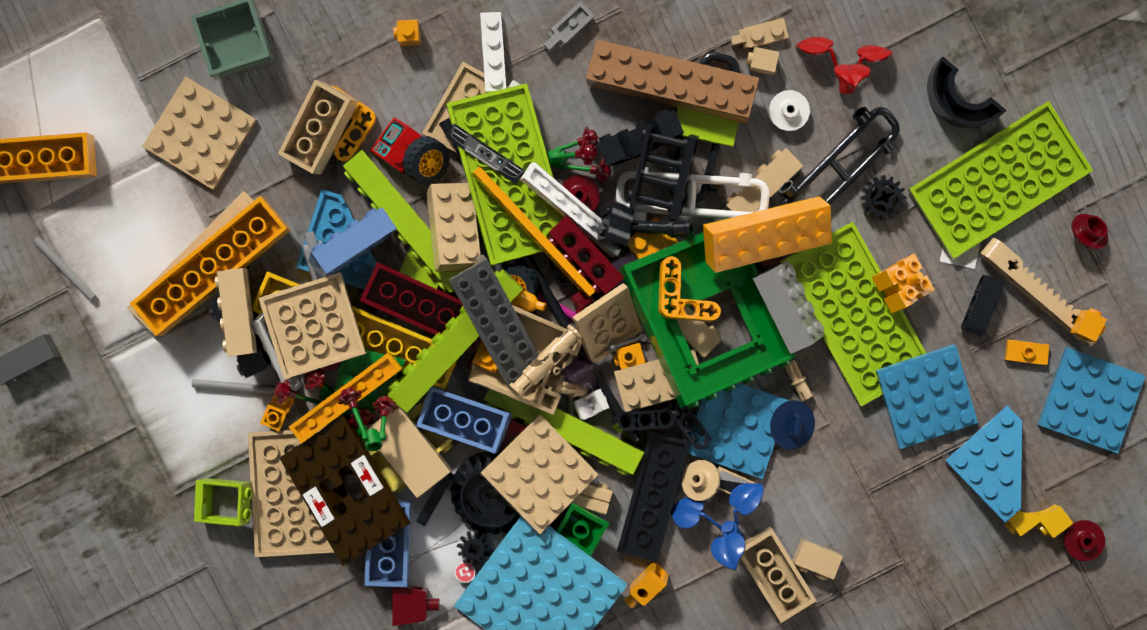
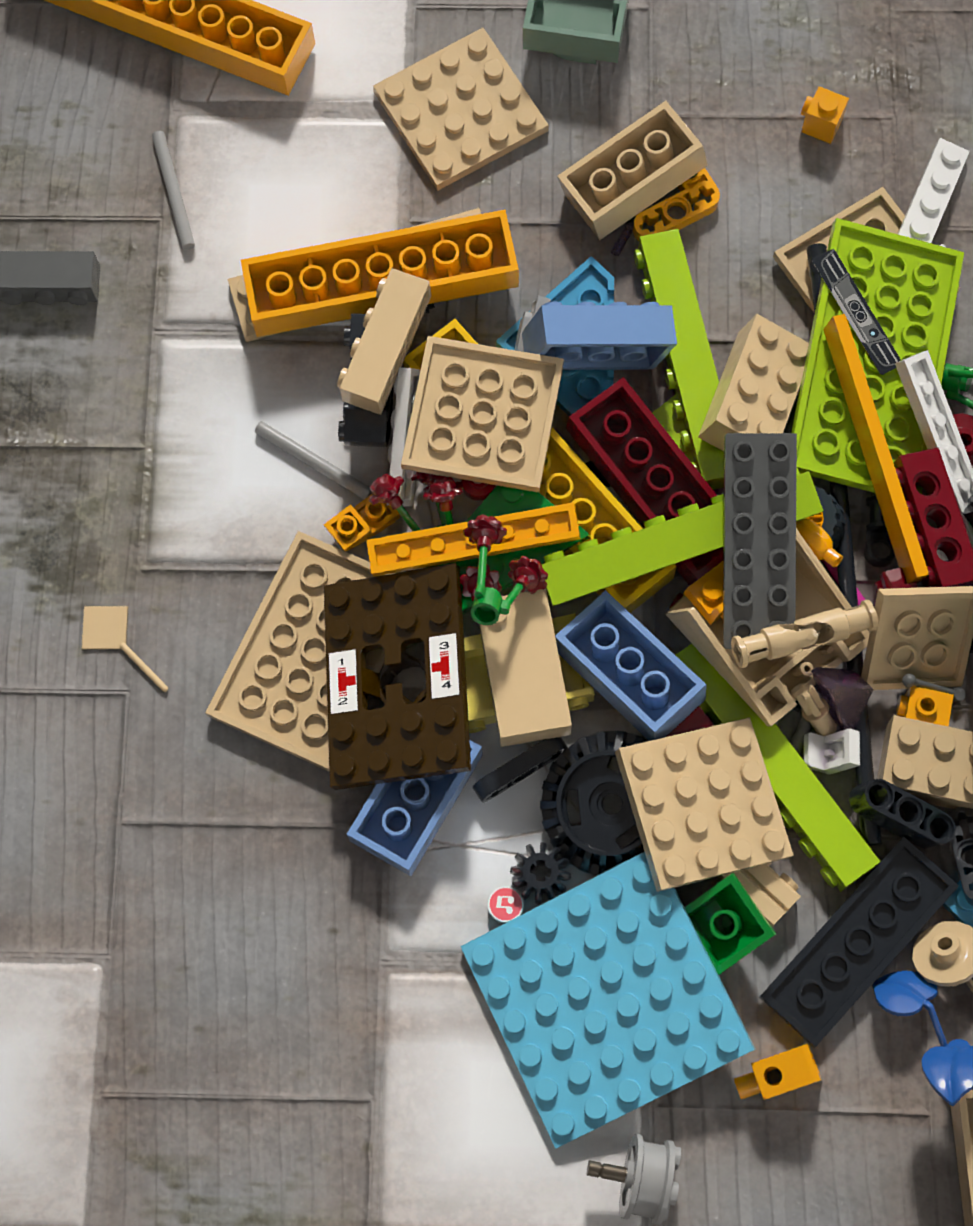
camera: 30 degrees right, 15 degrees down
(176, 537) = (107, 629): none -> tan piece
(204, 497) = (180, 593): lime window -> none
(394, 143) = (733, 255): slope -> none
(412, 605) = (398, 908): dark red torso -> none
(426, 160) = (768, 299): black wheel -> none

